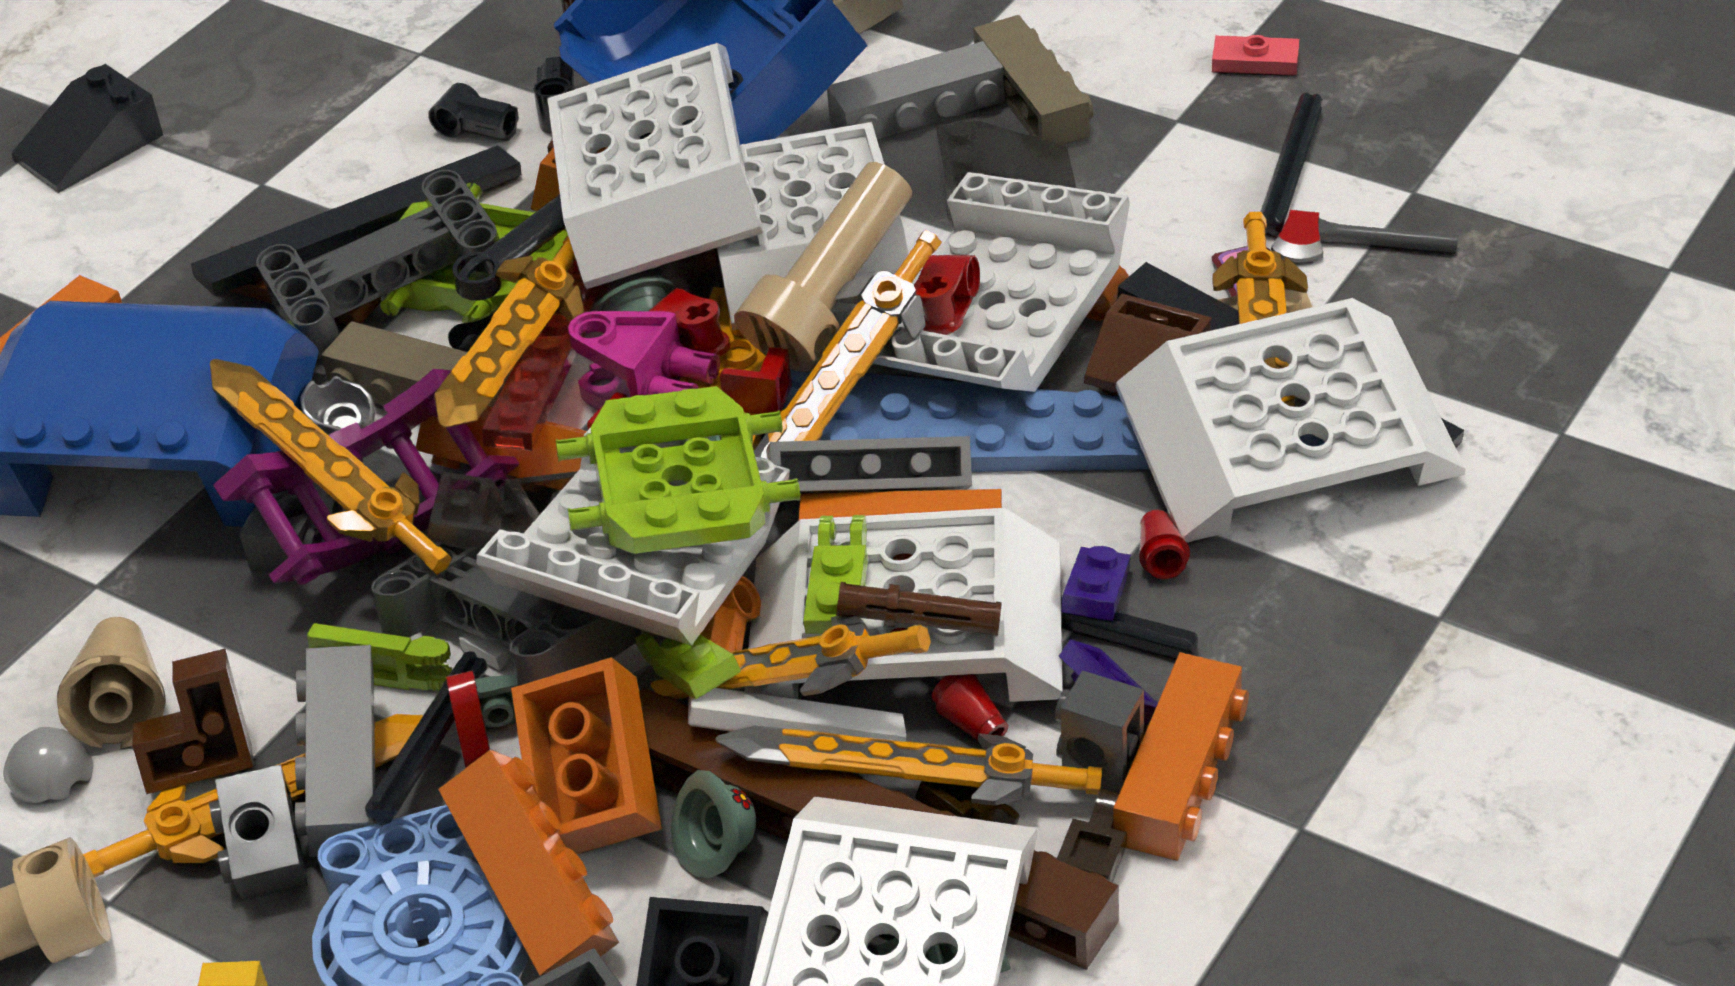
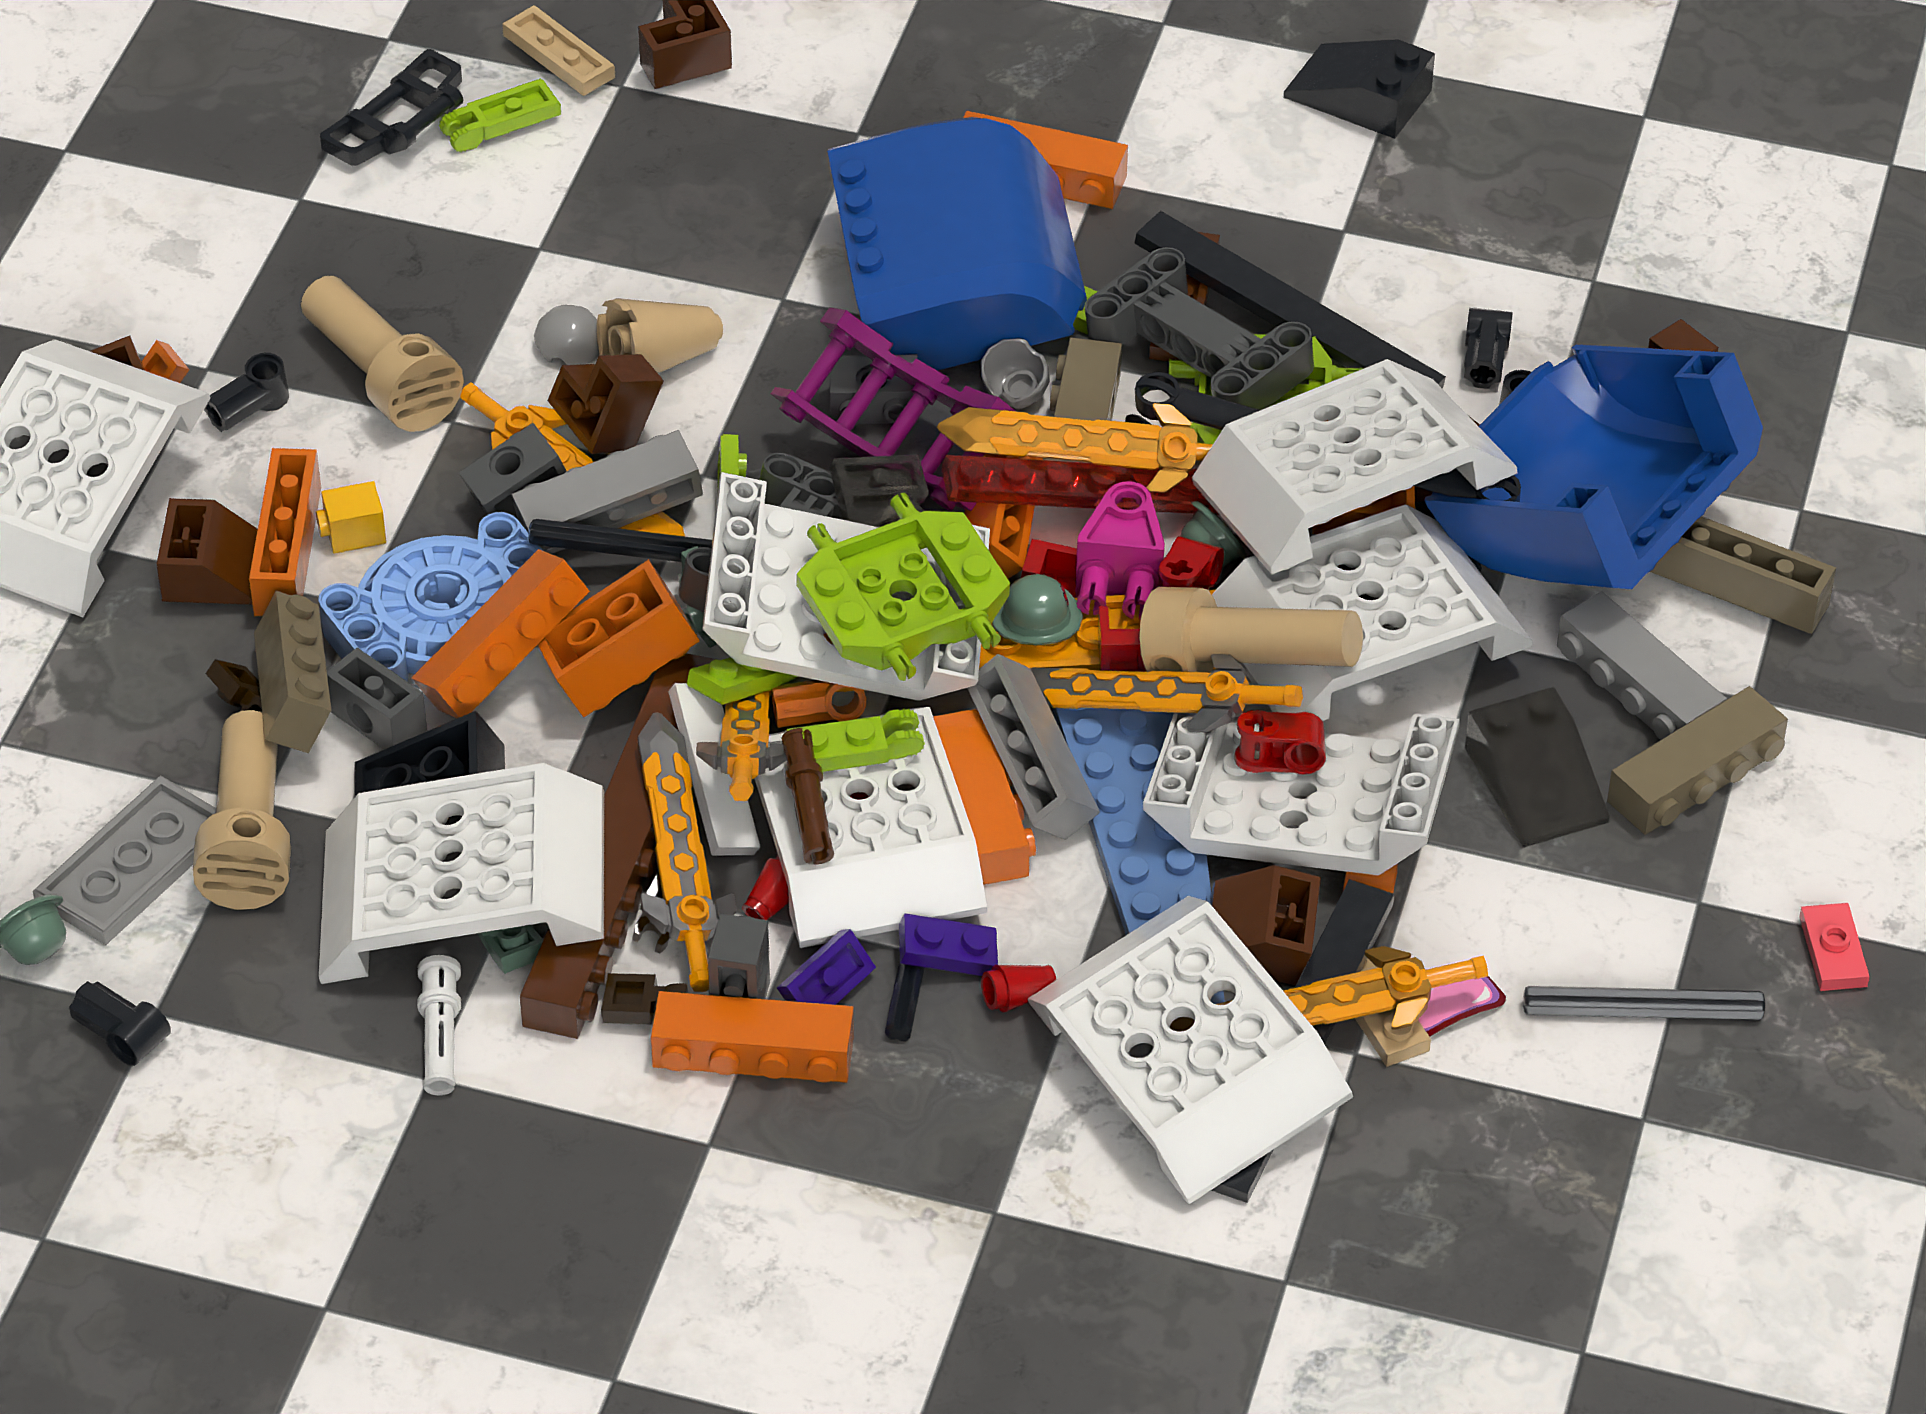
camera: 70 degrees right, 5 degrees up
(370, 503) = (868, 382): sword -> none
(468, 716) = (665, 550): red beam -> none
(710, 824) = (596, 747): sand green hat -> none
(1305, 232) = (1534, 1032): piece -> none

